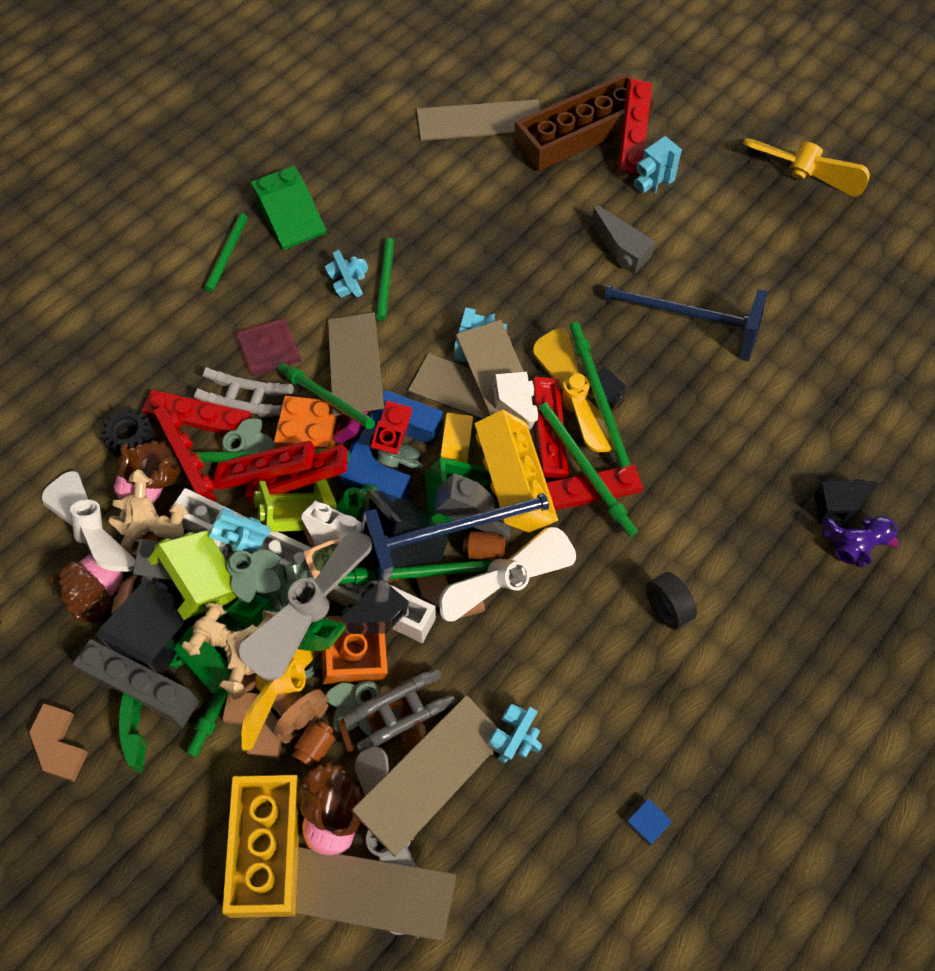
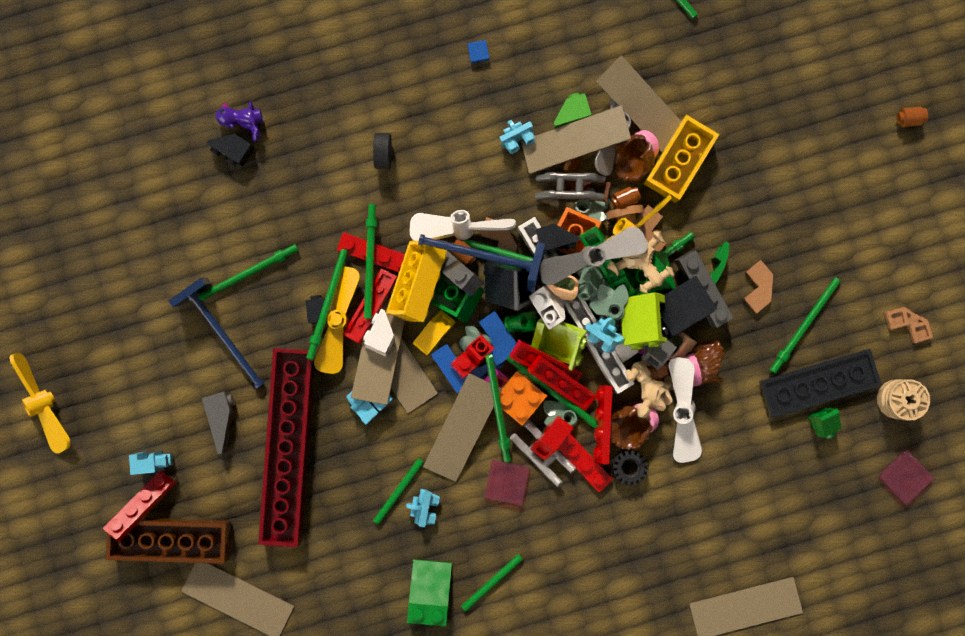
camera: 150 degrees left, 25 degrees up
(239, 405) = (552, 438): none -> red slope
(461, 819) = (574, 109): none -> bright green slope
(535, 249) = (286, 448): none -> dark red brick
(693, 420) = (278, 256): none -> green bar

